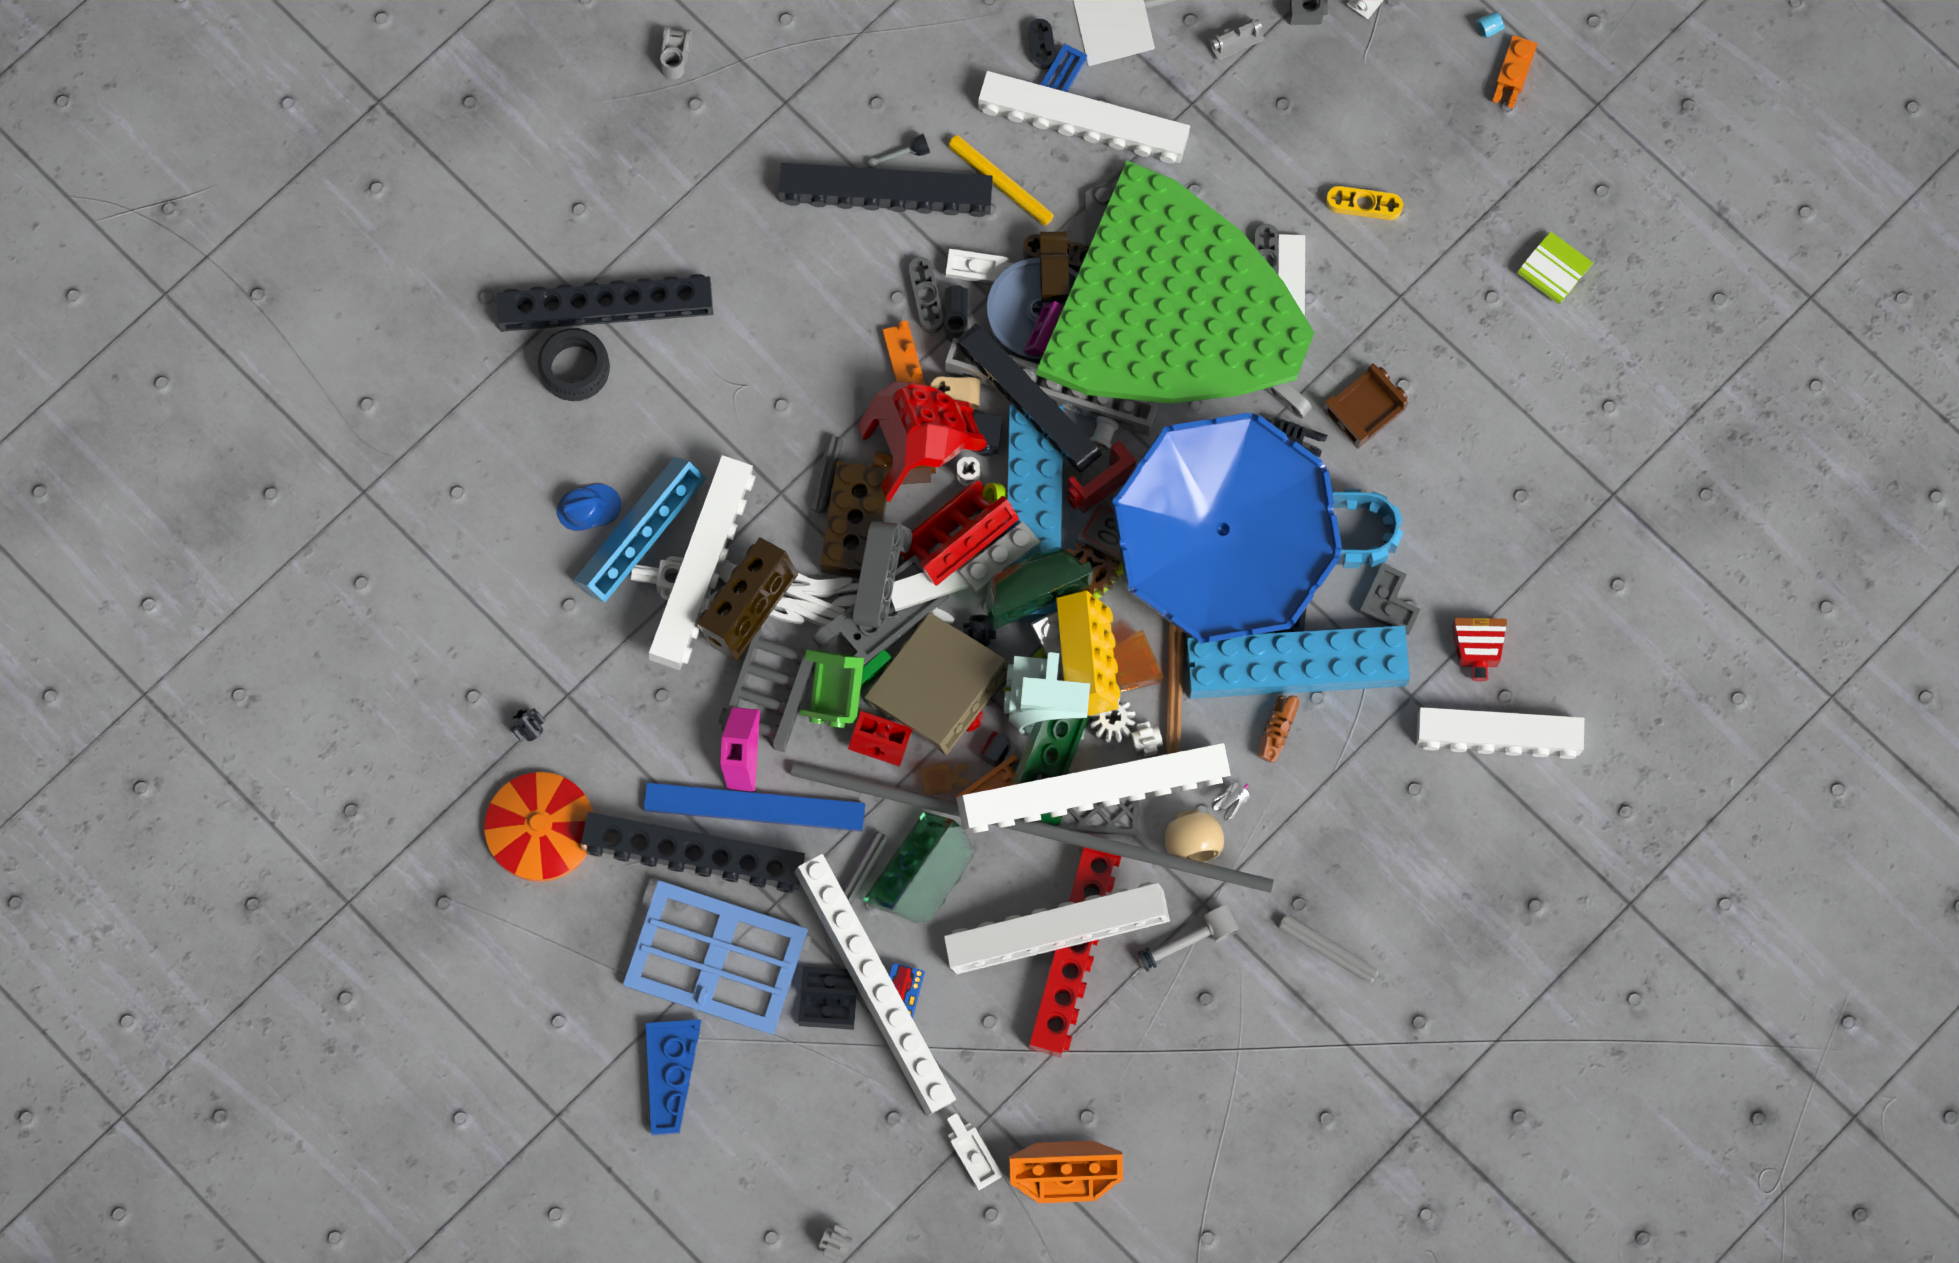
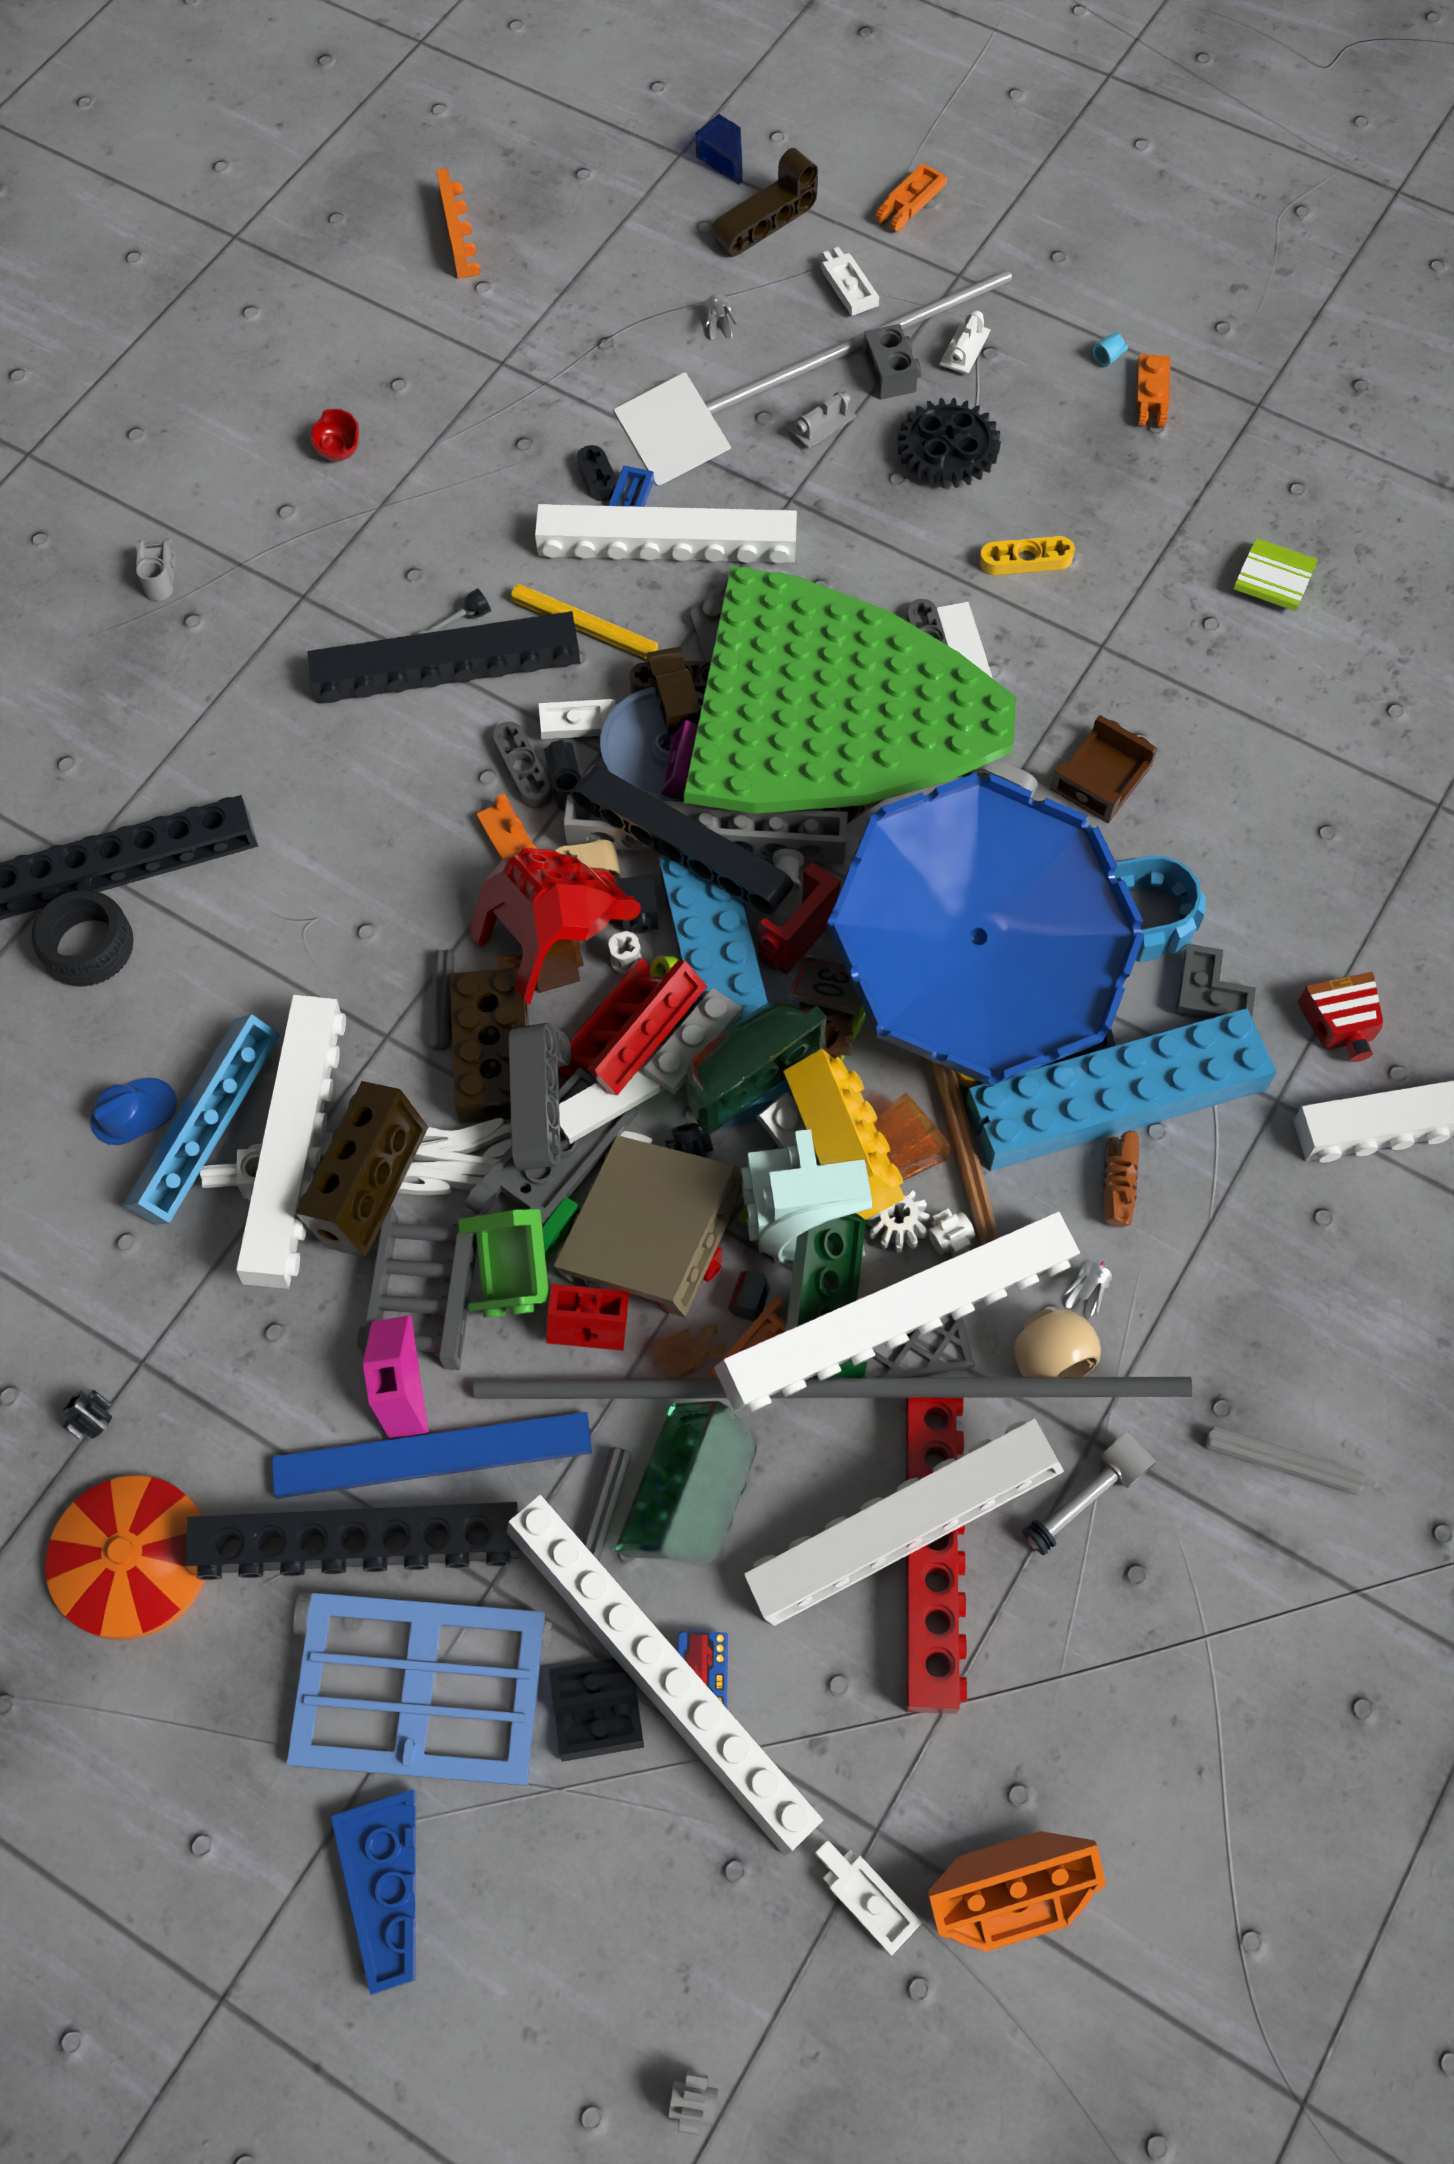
camera: 10 degrees left, 10 degrees down
(1333, 63) = (948, 442): none -> black gear

